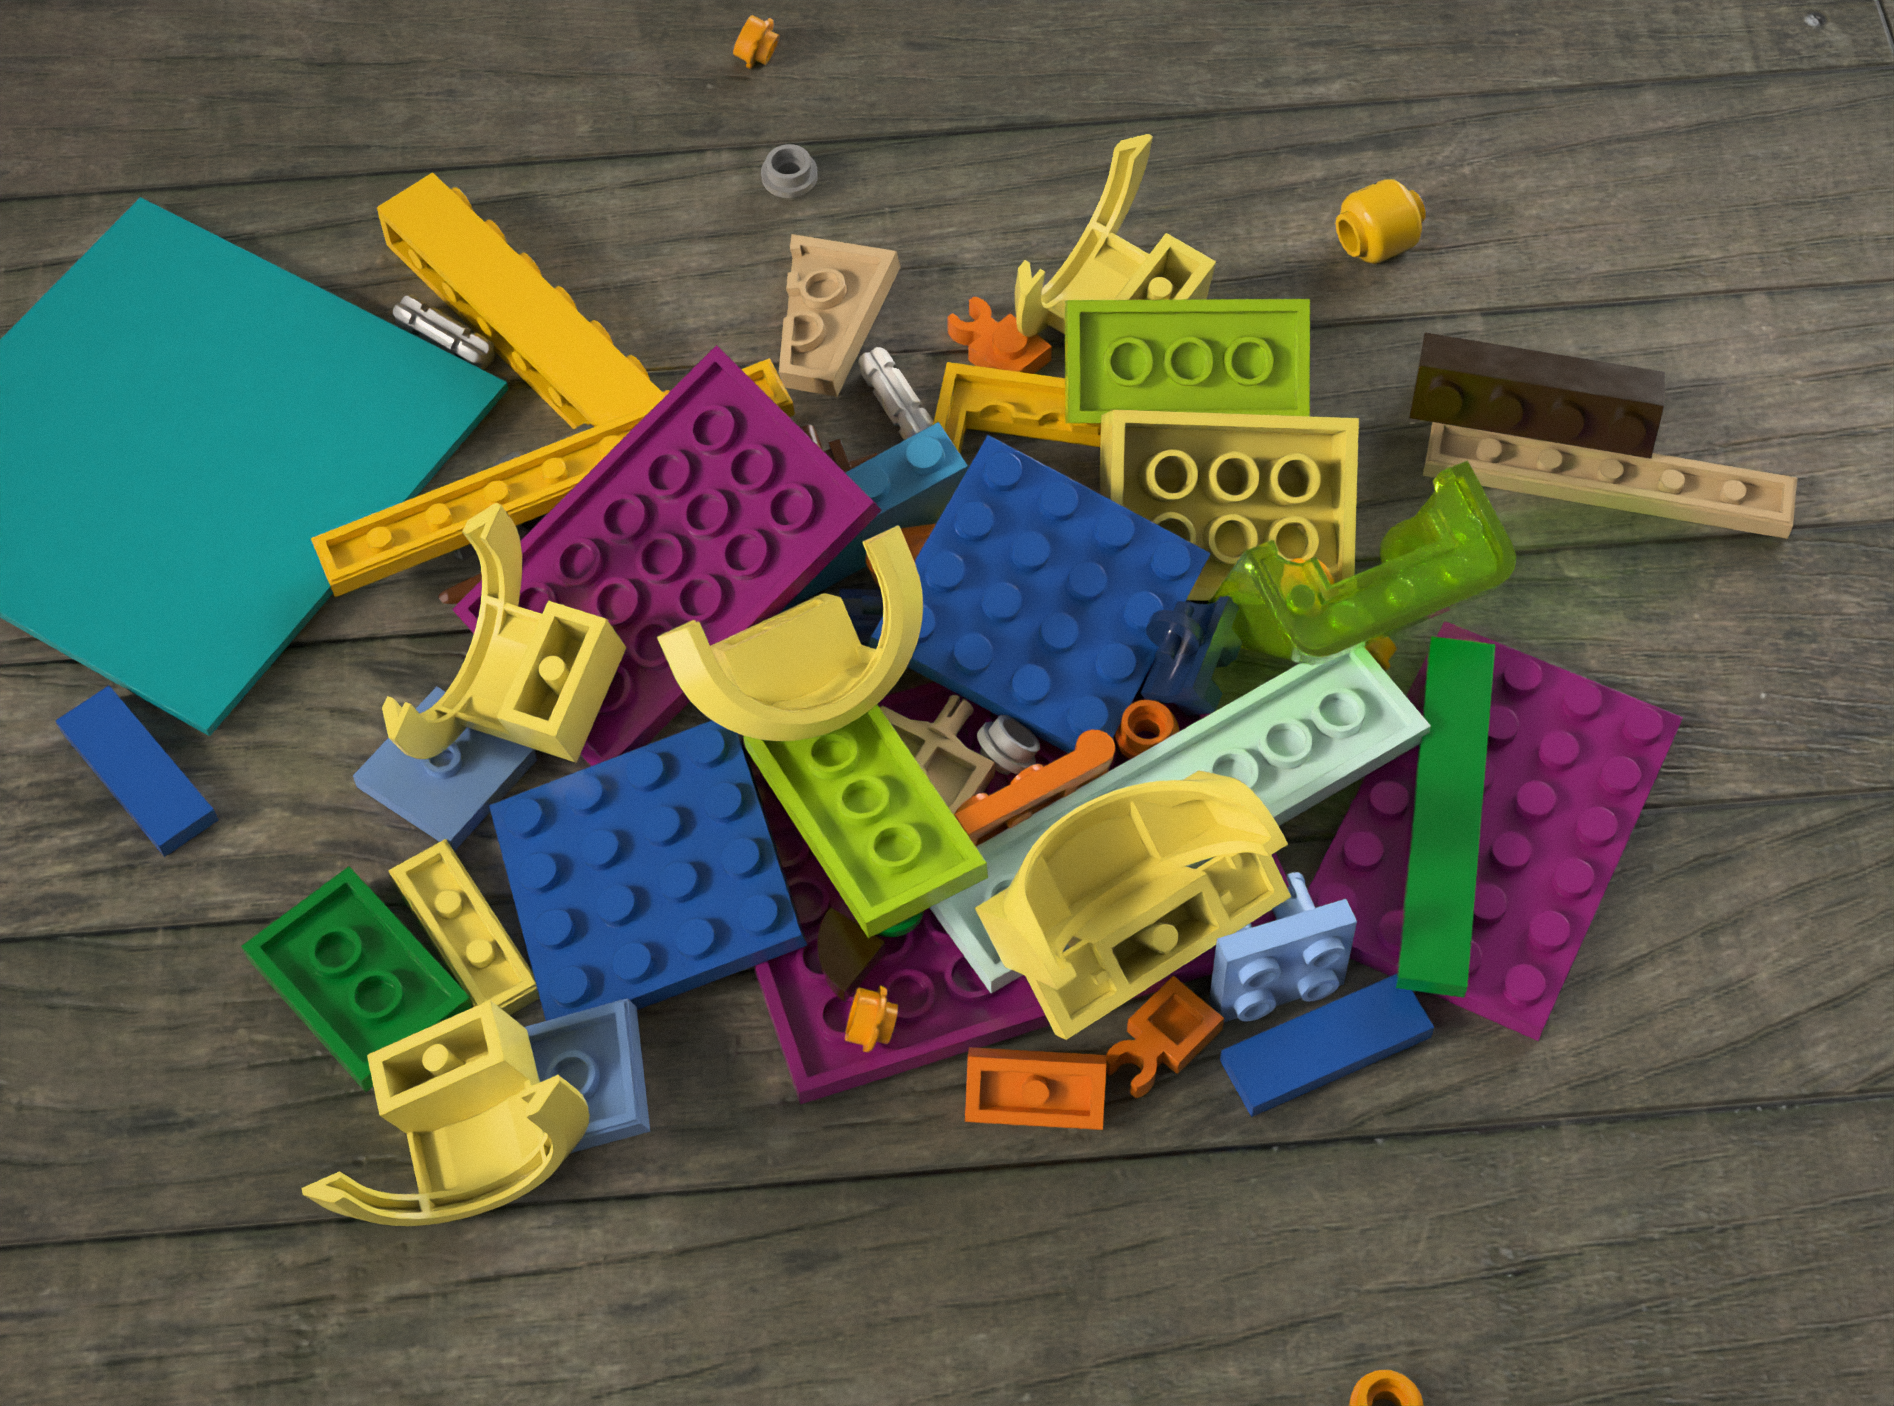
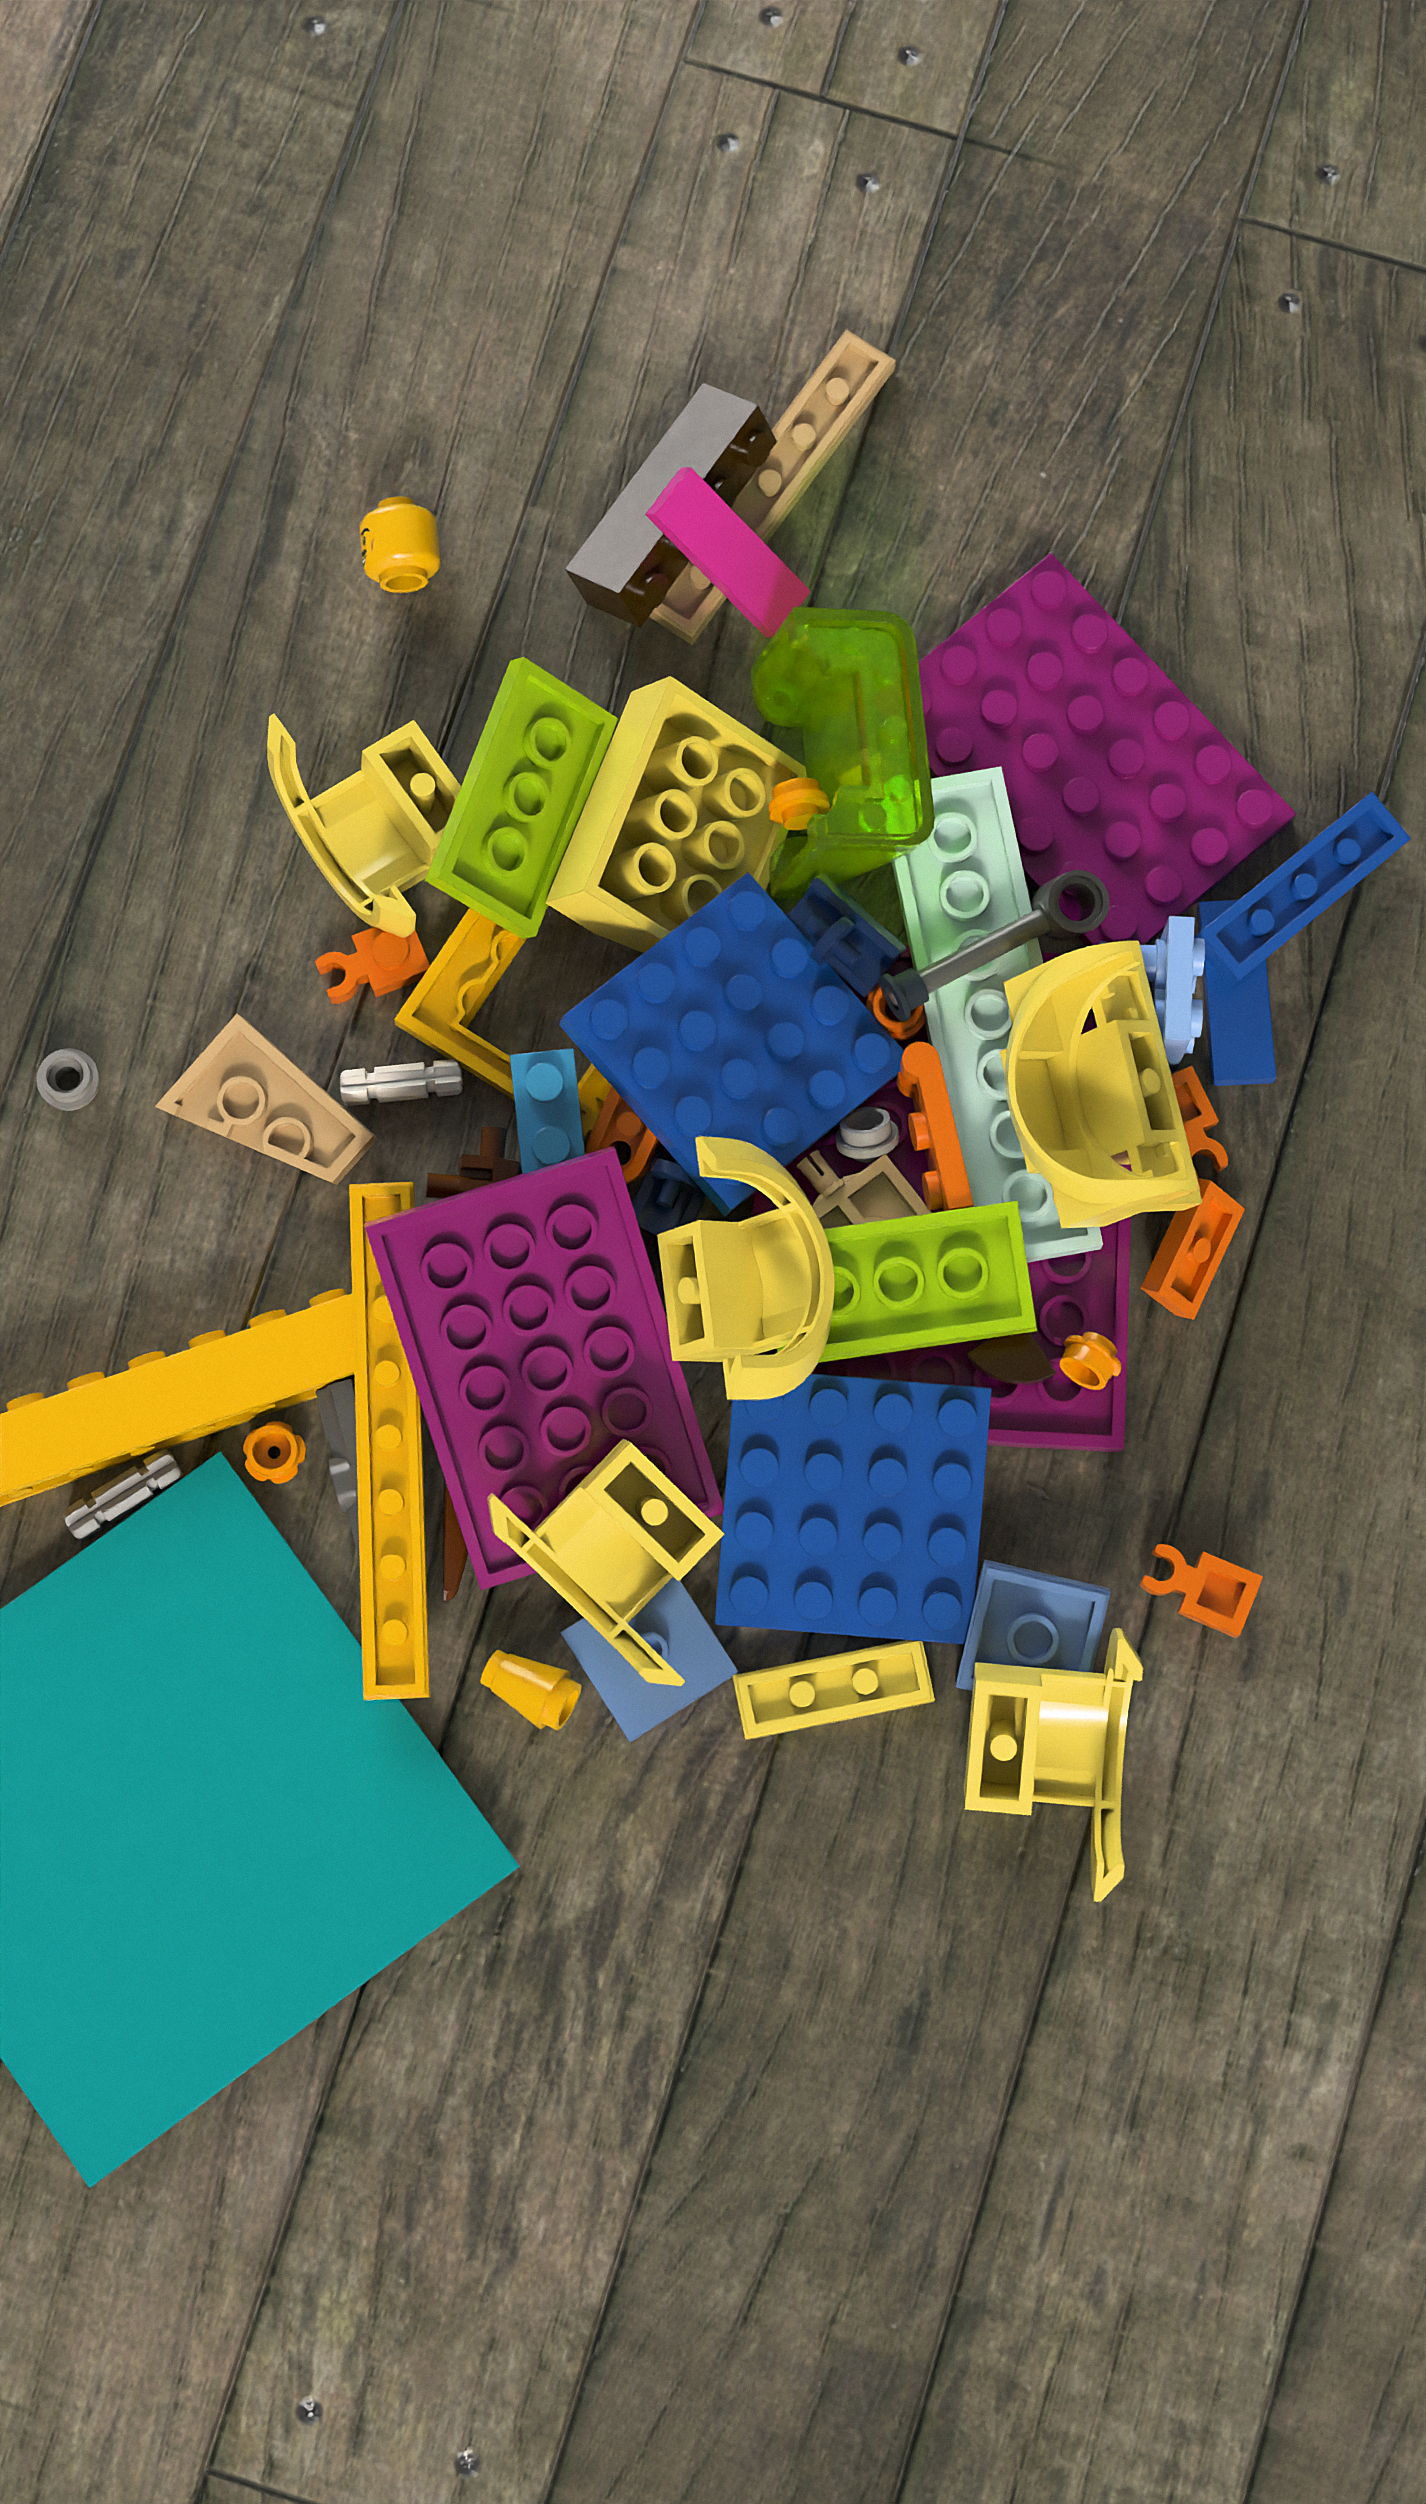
camera: 70 degrees left, 20 degrees up
(137, 771) = (530, 1947): blue tile -> none
(354, 973) = (849, 1799): green plate -> none
(372, 680) = (532, 1688): none -> yellow cone
(518, 410) = (262, 1440): none -> light orange plate
(686, 1233) = (1212, 1592): none -> orange plate
(1163, 716) = (912, 987): none -> dark grey piece
(1446, 819) = (1083, 794): green tile -> none
(1462, 1053) = (1301, 889): none -> blue plate
(1517, 434) = (727, 551): none -> dark pink tile

